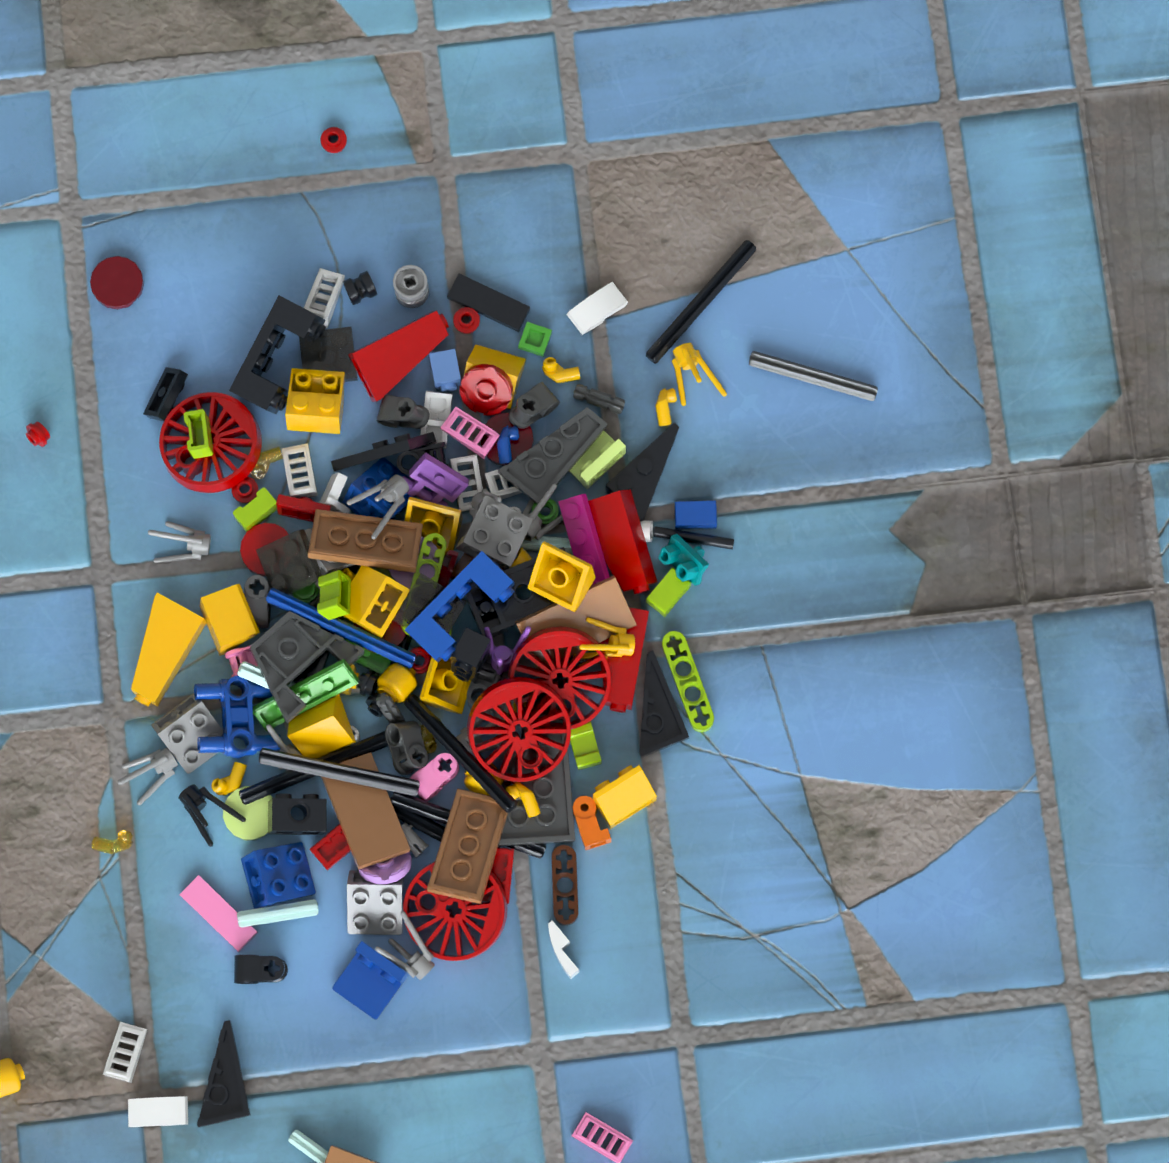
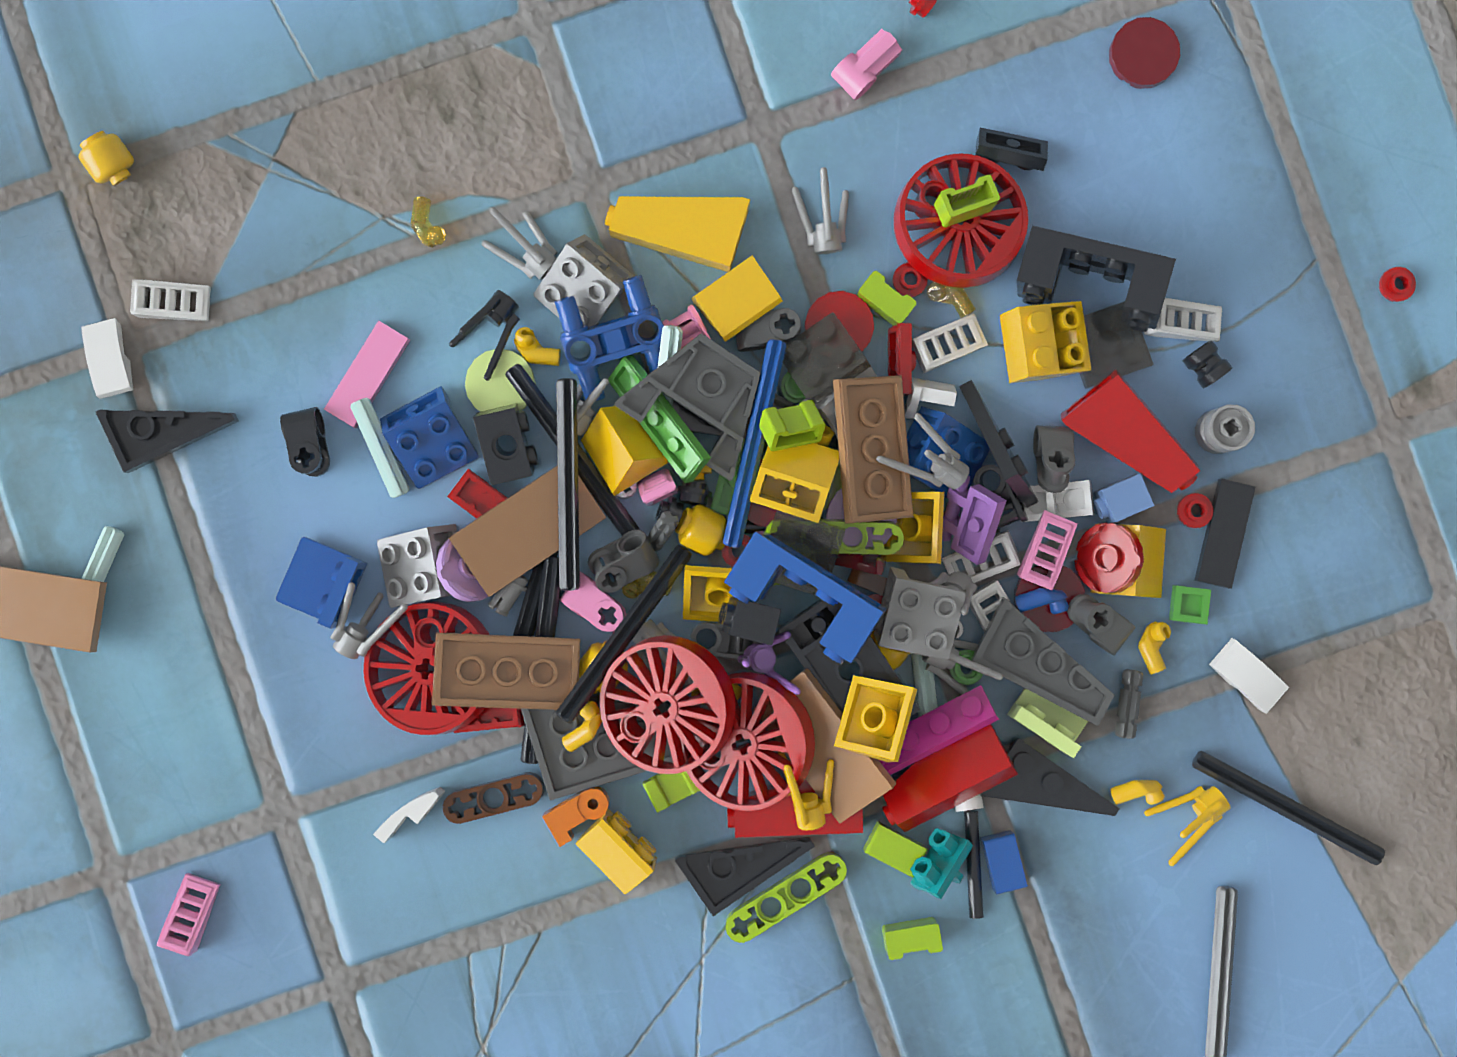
camera: 80 degrees right, 10 degrees up
(77, 490) = (860, 70): none -> bright pink piece
(356, 708) = (657, 487): none -> bright pink slope
(736, 587) = (912, 937): none -> lime piece

